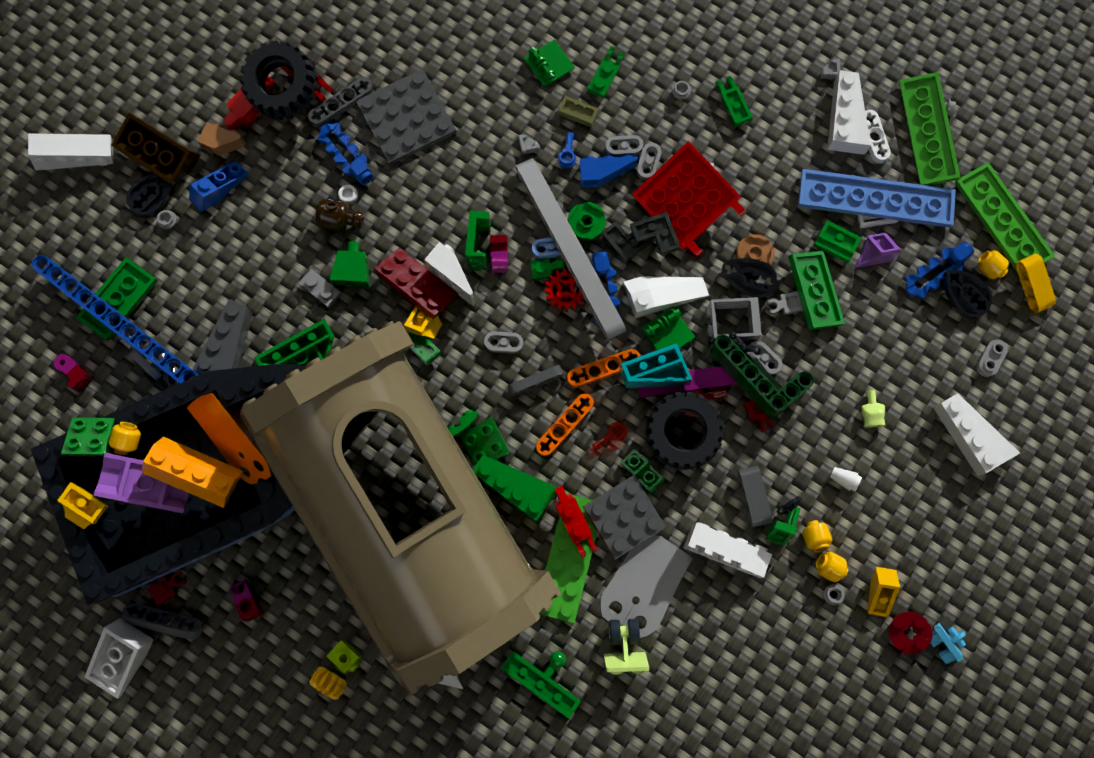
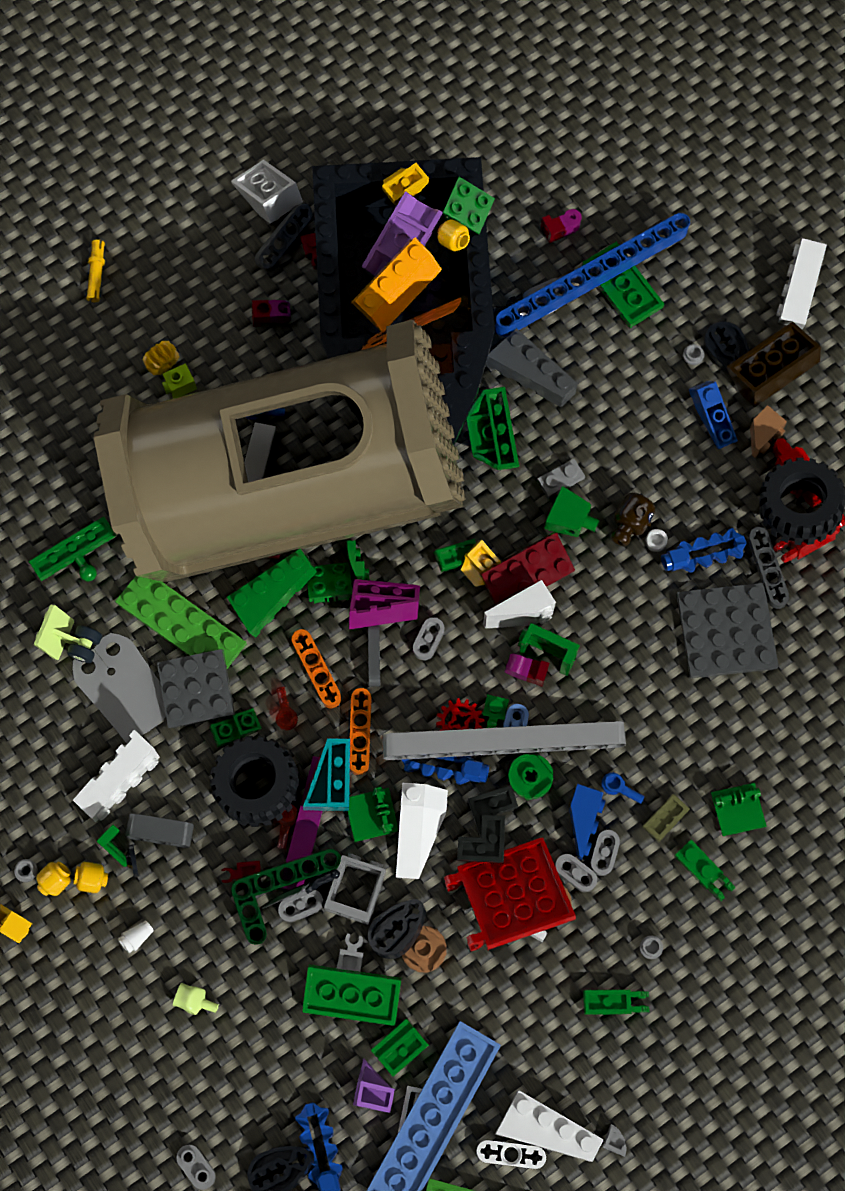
camera: 110 degrees right, 5 degrees down
(489, 388) = (382, 603): none -> magenta wedge
(527, 144) = (646, 748): light grey tile -> none
(573, 520) = (210, 632): red hinge -> none
(974, 435) = (116, 1099): white wedge -> none

